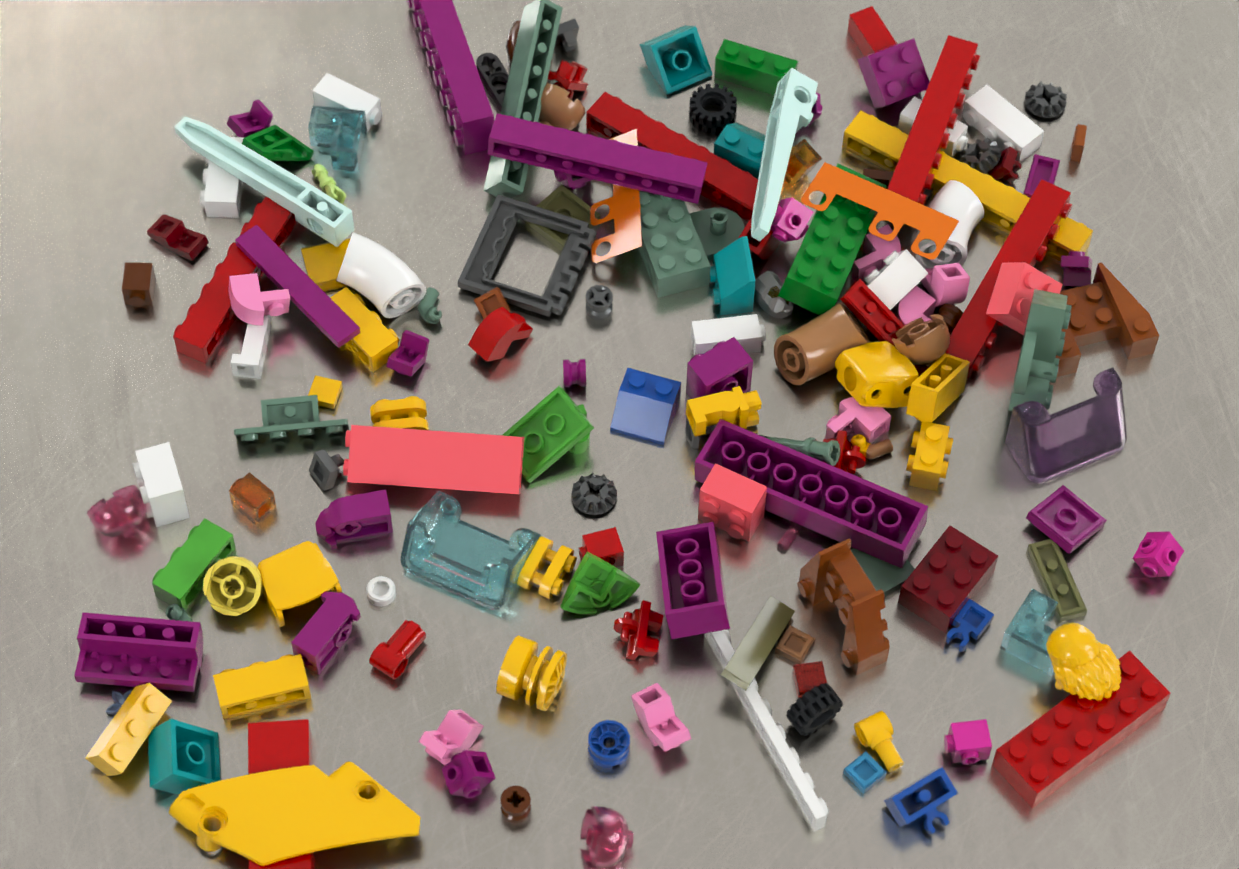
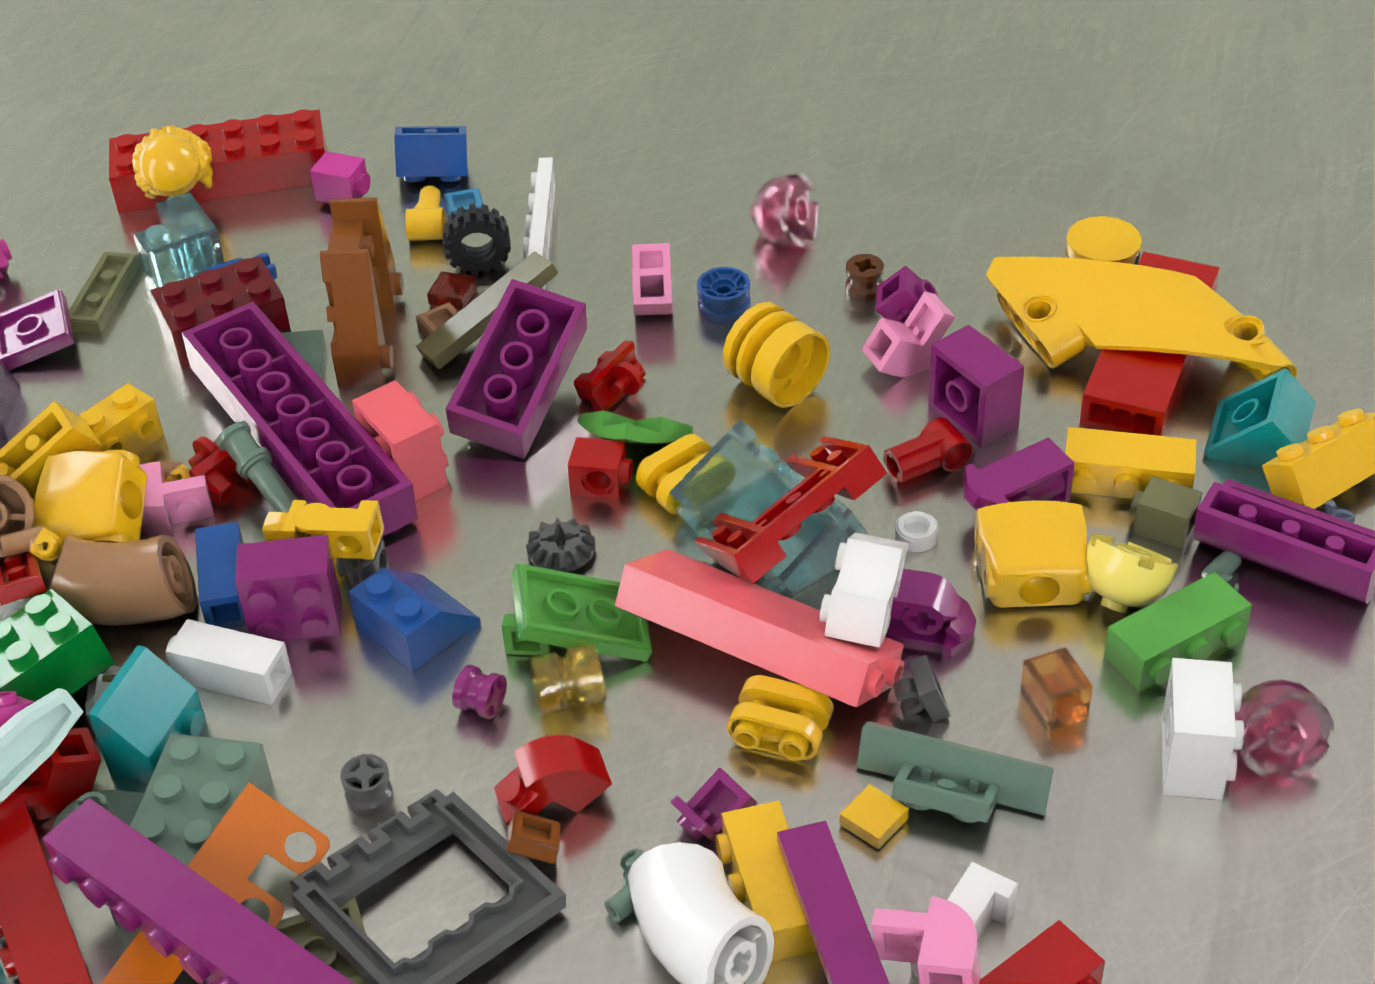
camera: 150 degrees left, 15 degrees down
(225, 653) = (1165, 512): none -> olive brick
(375, 476) = (864, 589): none -> white brick
(383, 698) = (975, 386): none -> magenta brick
(424, 544) = (753, 546): none -> red wedge
(528, 393) = (567, 679): none -> clear yellow wheel
(777, 388) = (216, 574): none -> blue brick
(879, 334) = (35, 540): none -> arm

